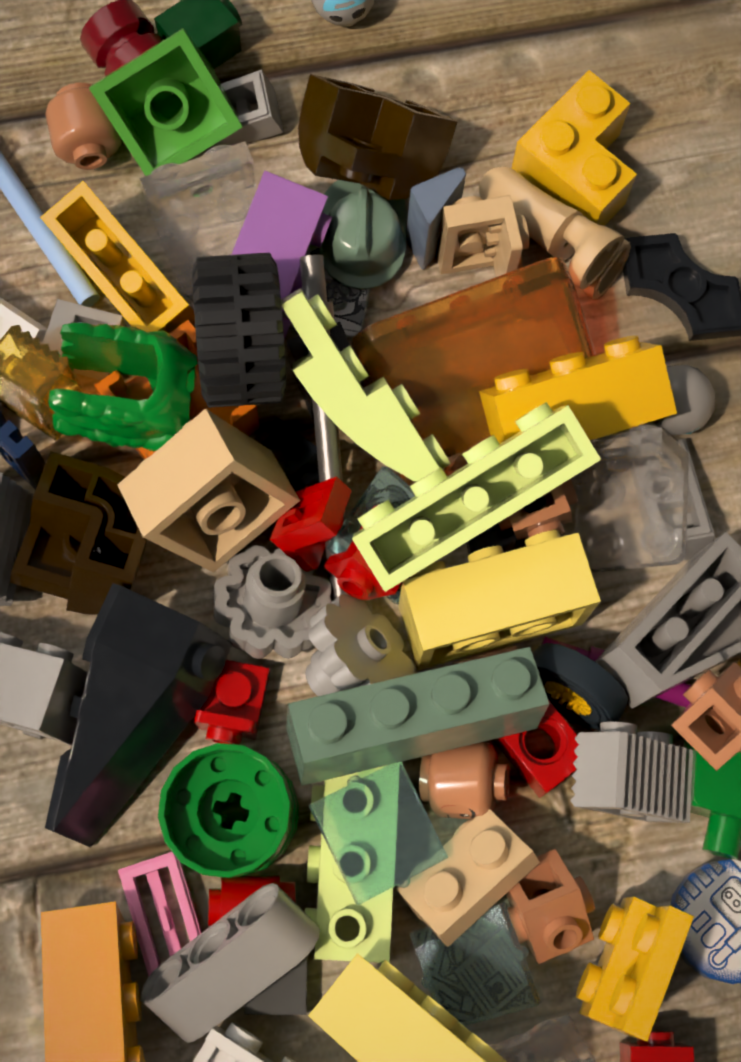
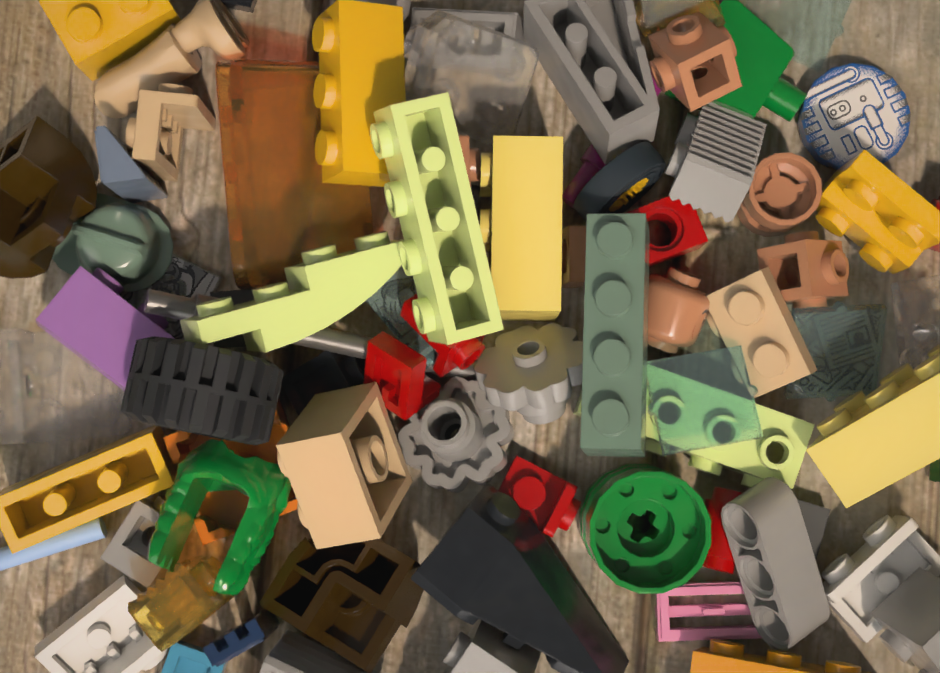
camera: 70 degrees left, 10 degrees up
(620, 855) = (781, 195): none -> nougat wheel

